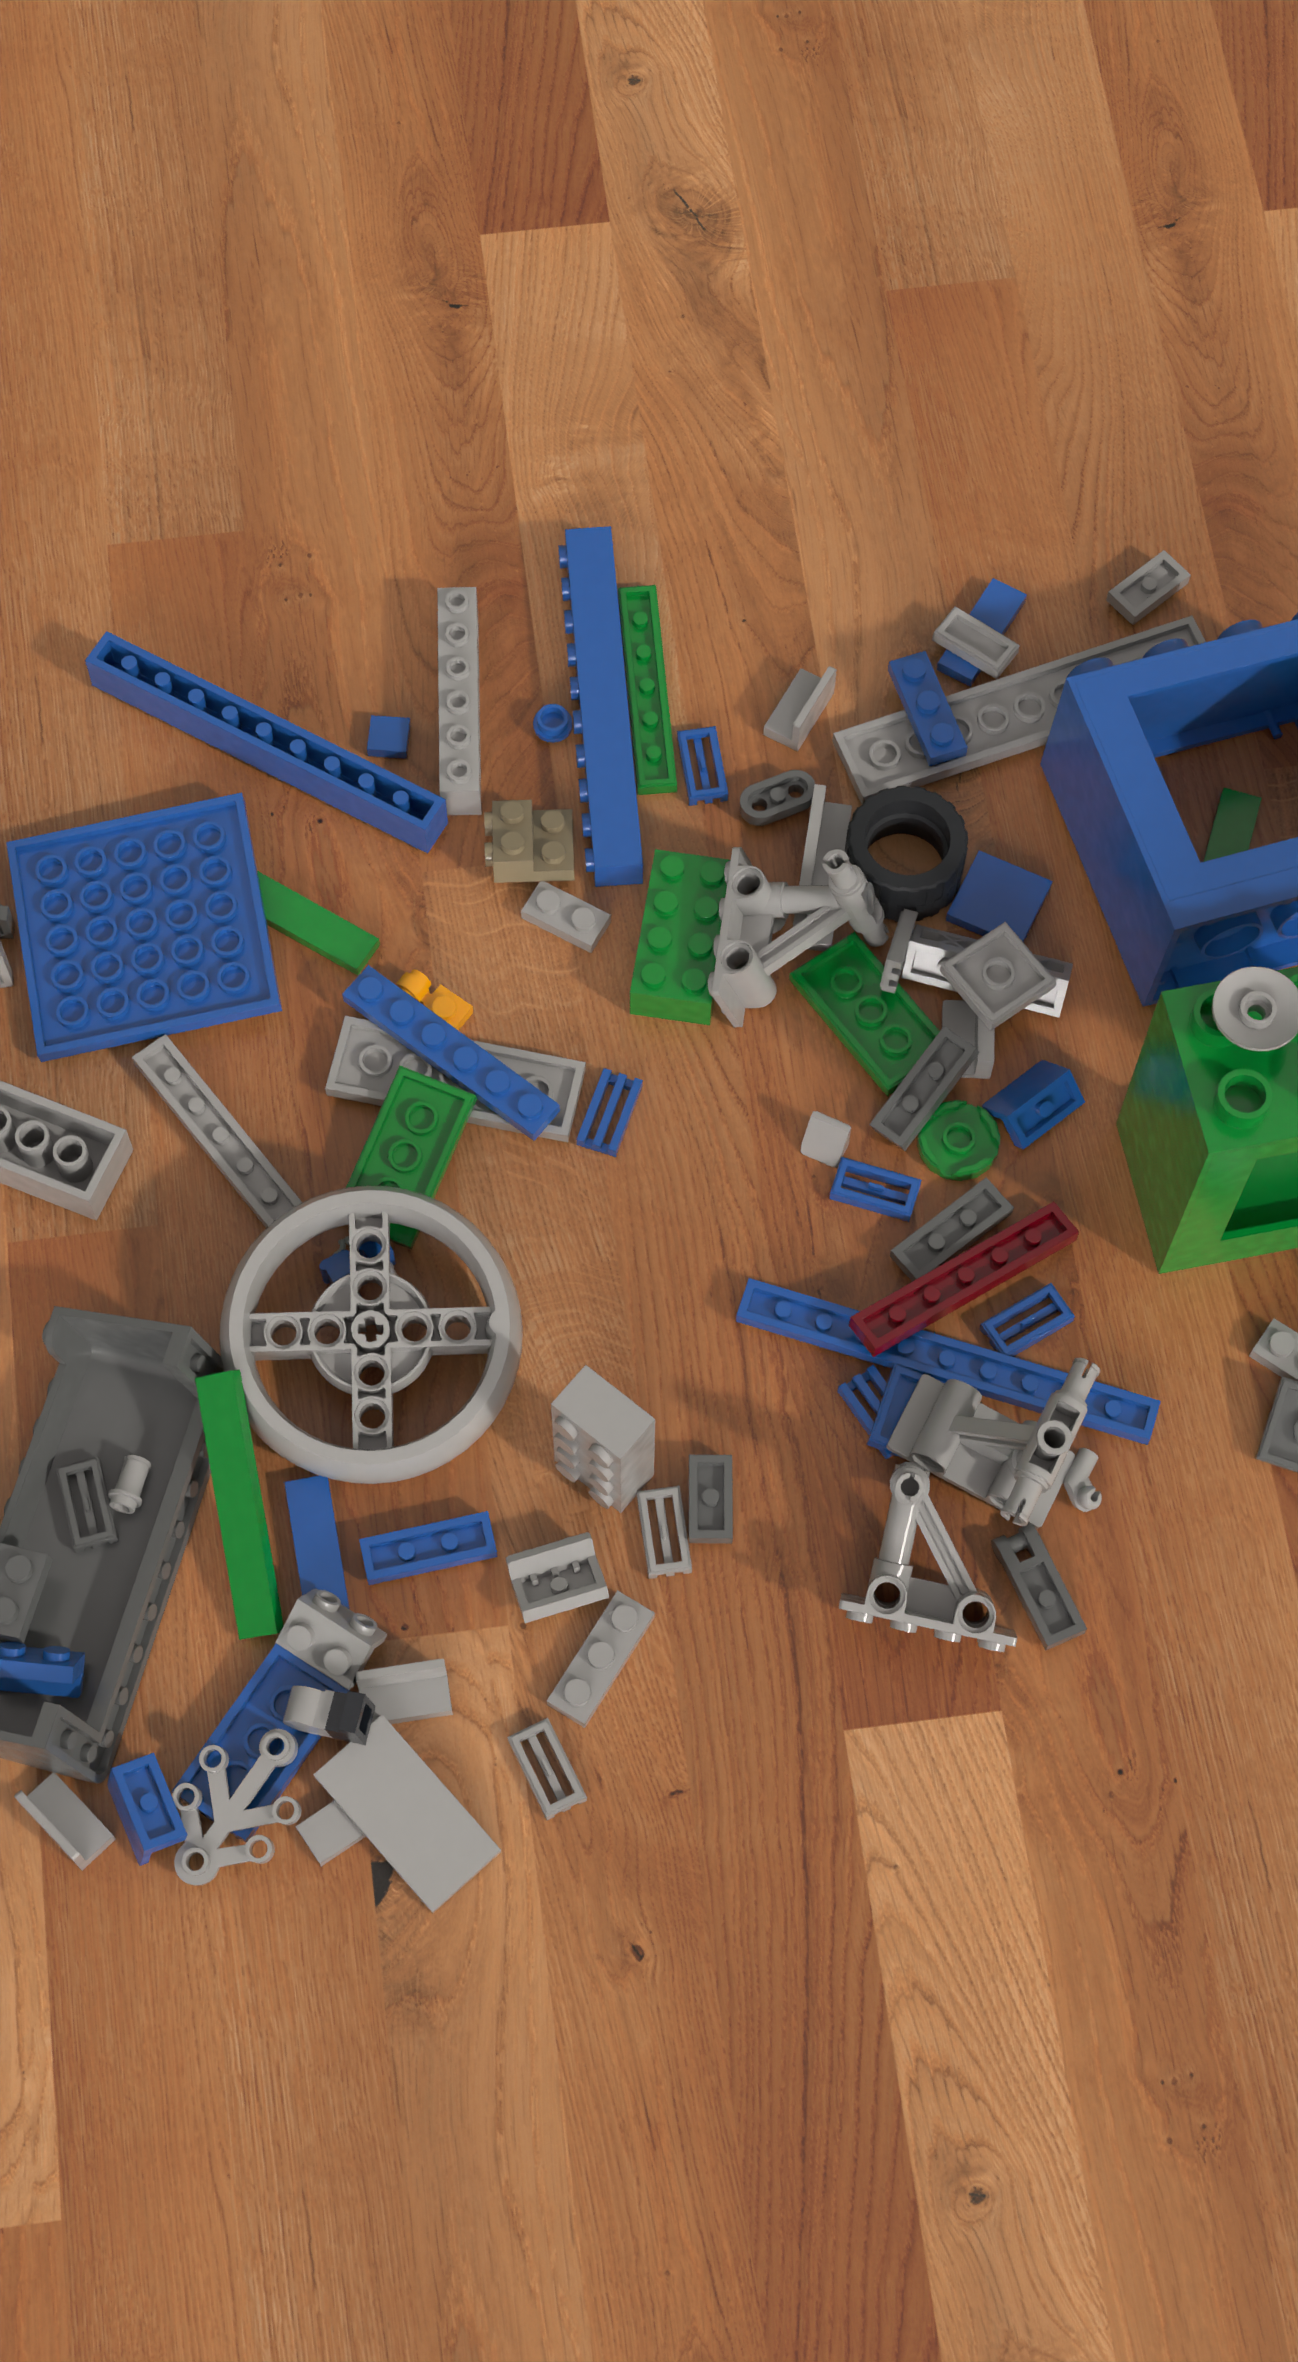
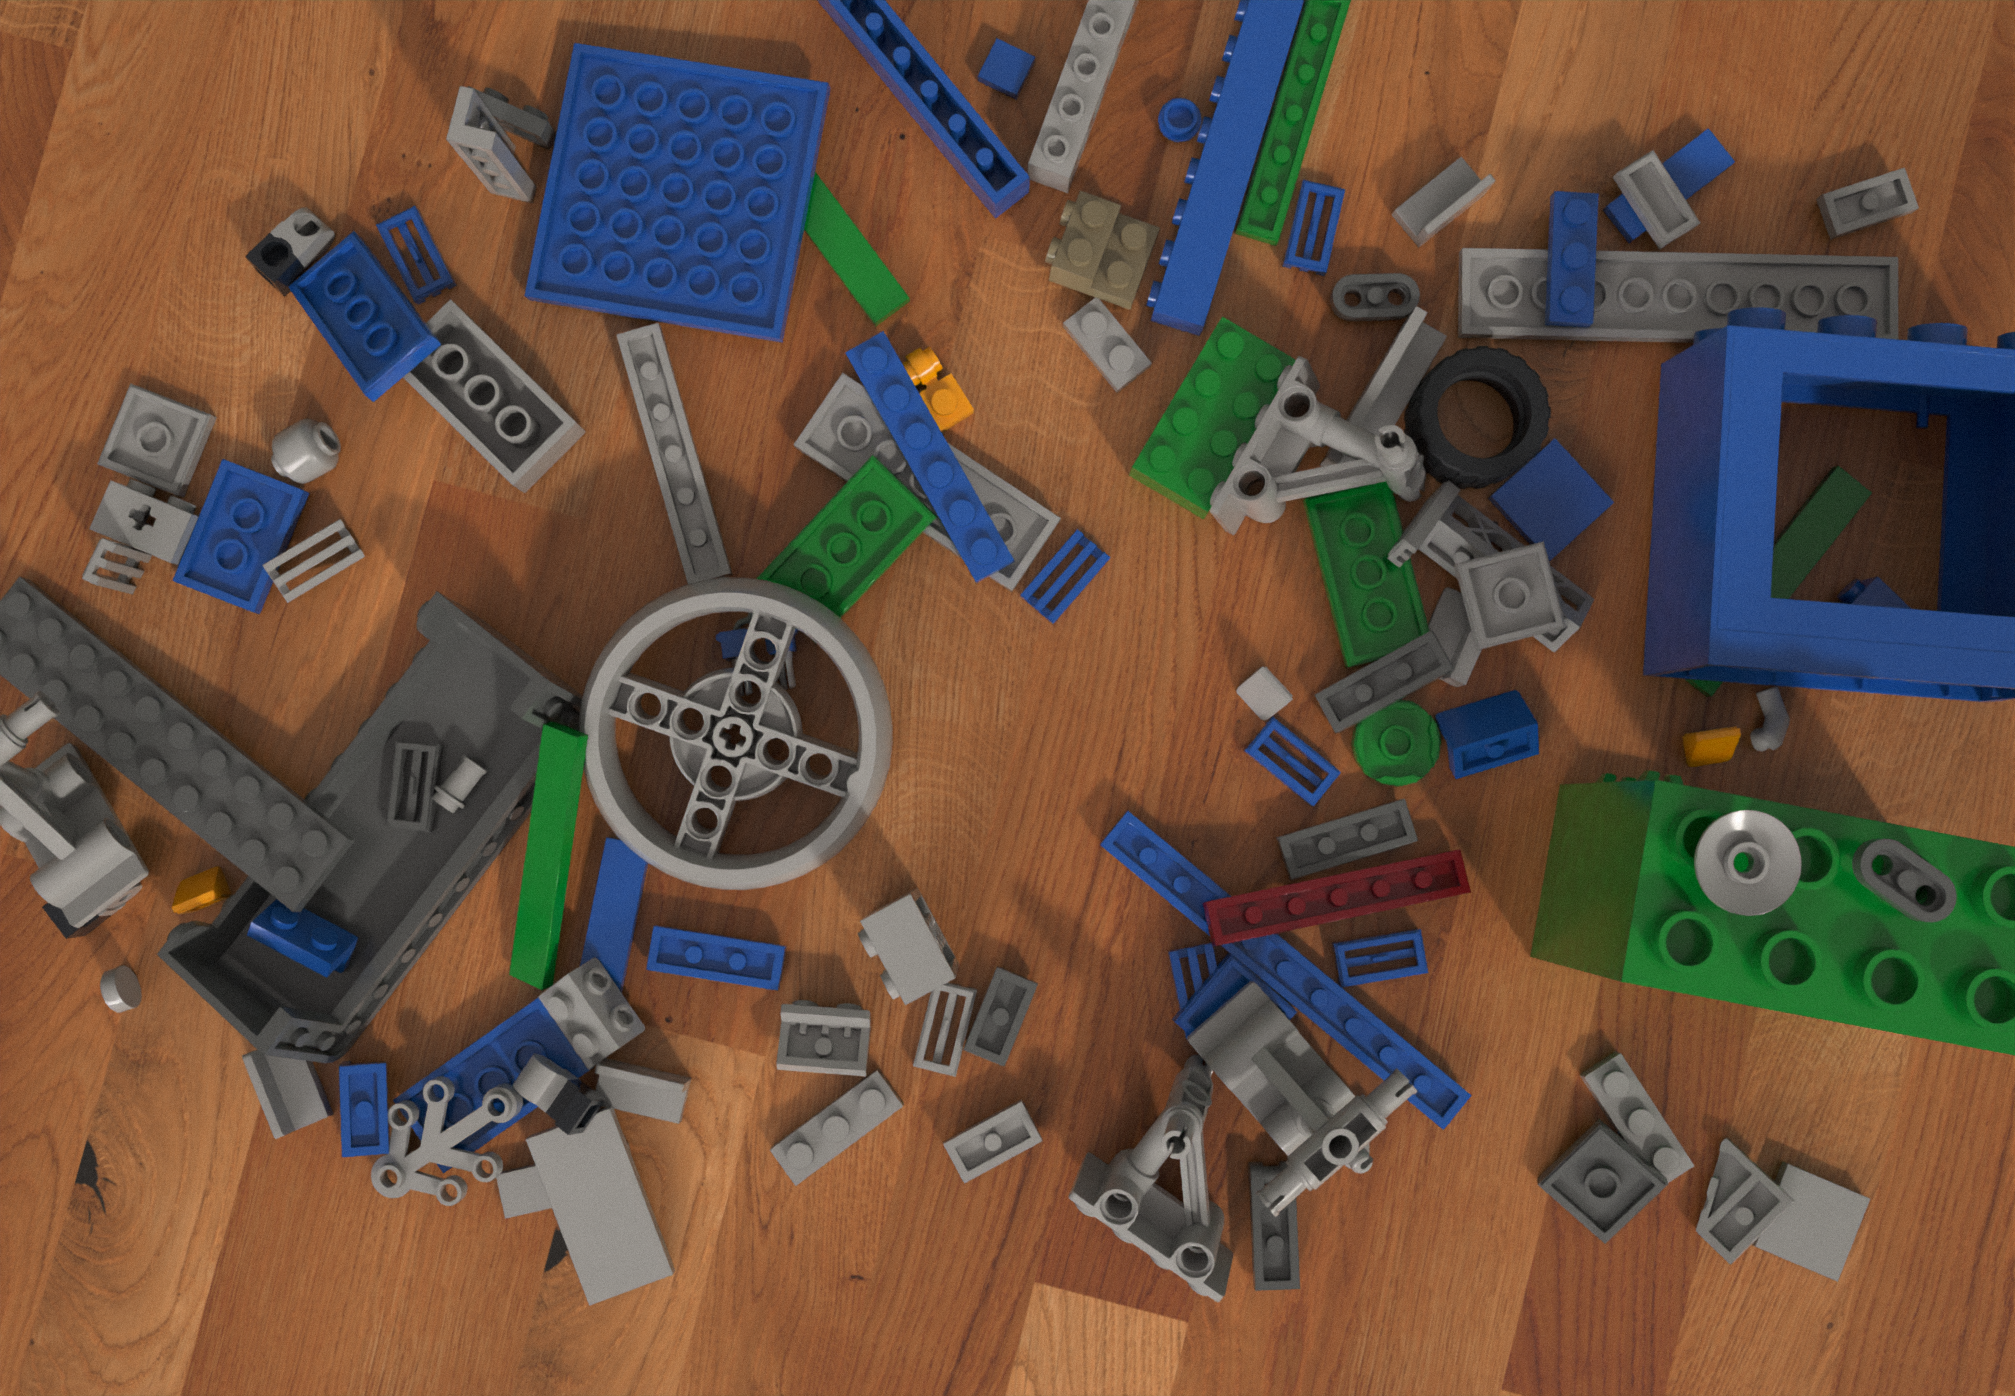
camera: 20 degrees right, 20 degrees up
(563, 1803) = (744, 1173): light grey tile -> none
(750, 1611) = (992, 1141): none -> light grey plate

